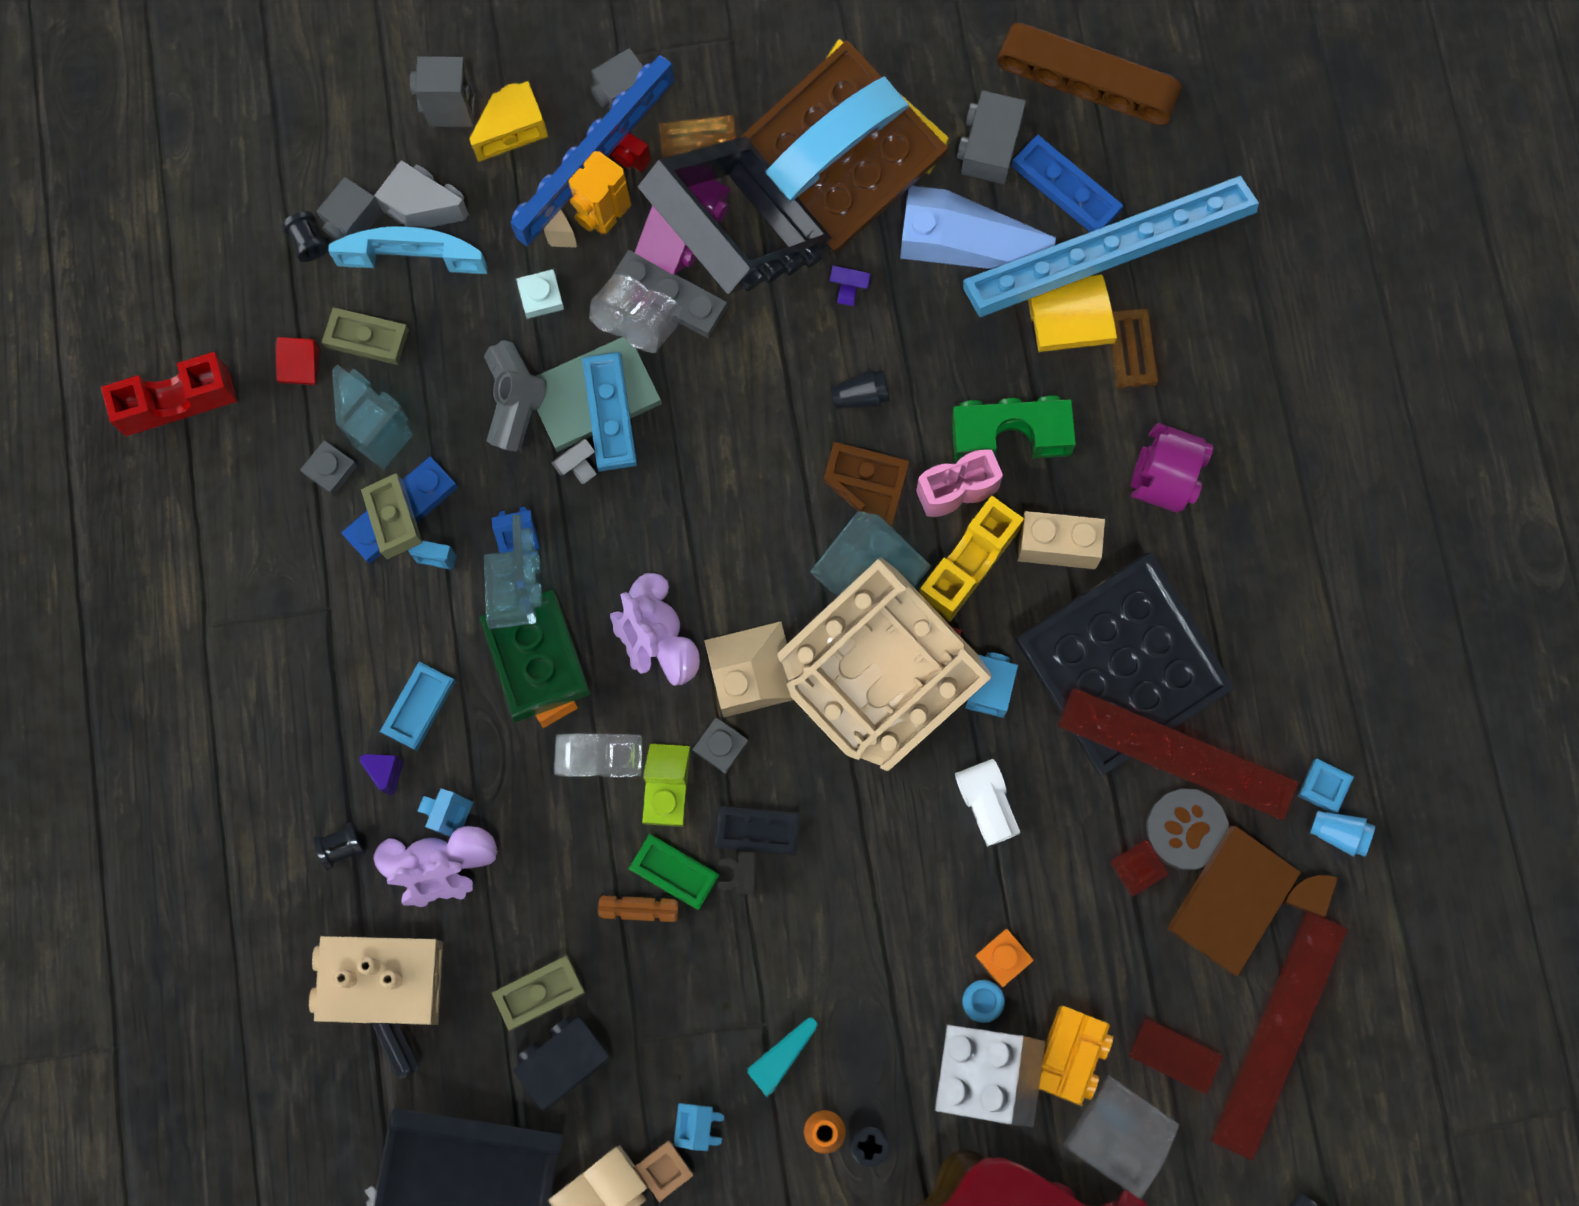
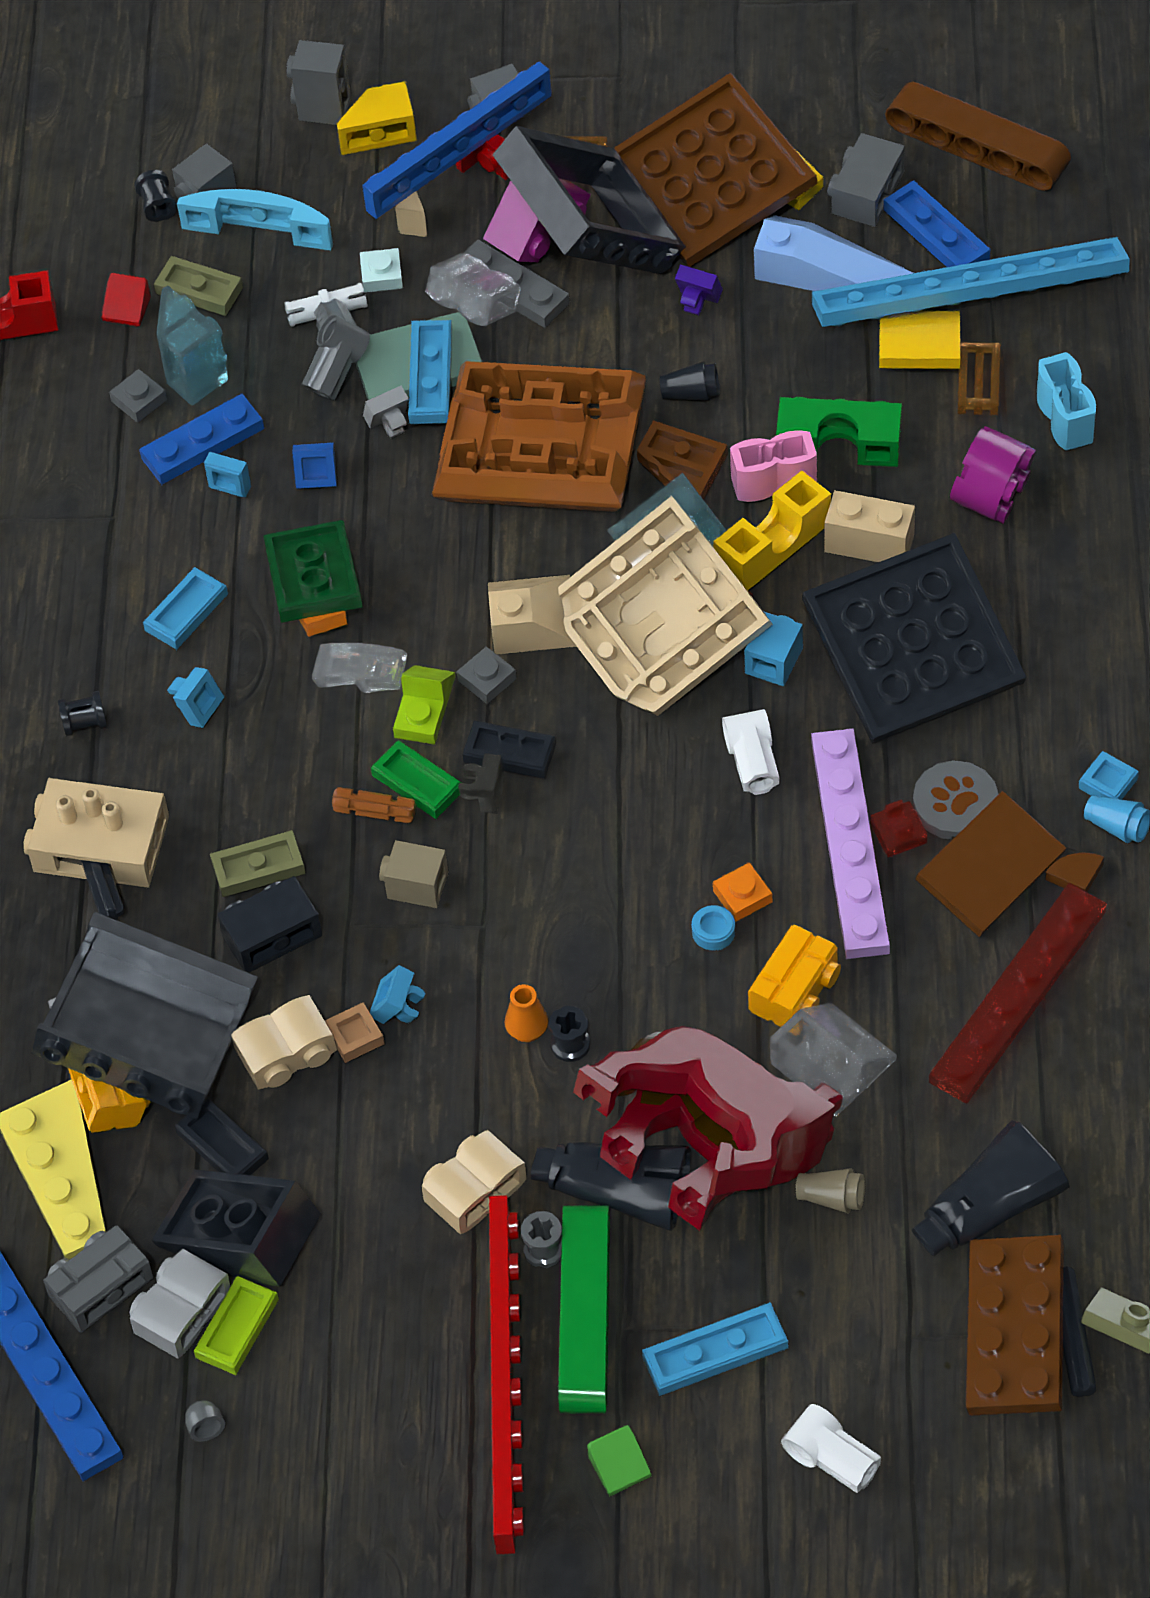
camera: 10 degrees right, 20 degrees down
(383, 770) = (140, 652): dark purple slope -> none
(391, 516) = (194, 428): olive plate -> none
(419, 201) = (276, 170): light grey slope -> none
(432, 865) = (171, 741): lavender animal -> none
(475, 349) = (309, 304): none -> white pin
(511, 581) = (303, 506): clear light blue bracket -> none
(599, 193) = (457, 182): light orange brick -> none
(652, 630) = (435, 559): lavender animal -> none
(690, 986) = (414, 873): none -> dark tan brick
(728, 477) = (539, 446): none -> dark orange piece
(772, 1066) = (495, 943): teal slope -> none
(834, 136) = (699, 148): medium azure slope -> none
(990, 1076) = (704, 974): brick -> none
(1096, 890) = (850, 844): none -> lavender plate
(1175, 1056) = (905, 999): clear red tile -> none
(1177, 754) = (954, 721): clear red plate -> none
(1220, 368) = (1066, 401): none -> medium azure brick

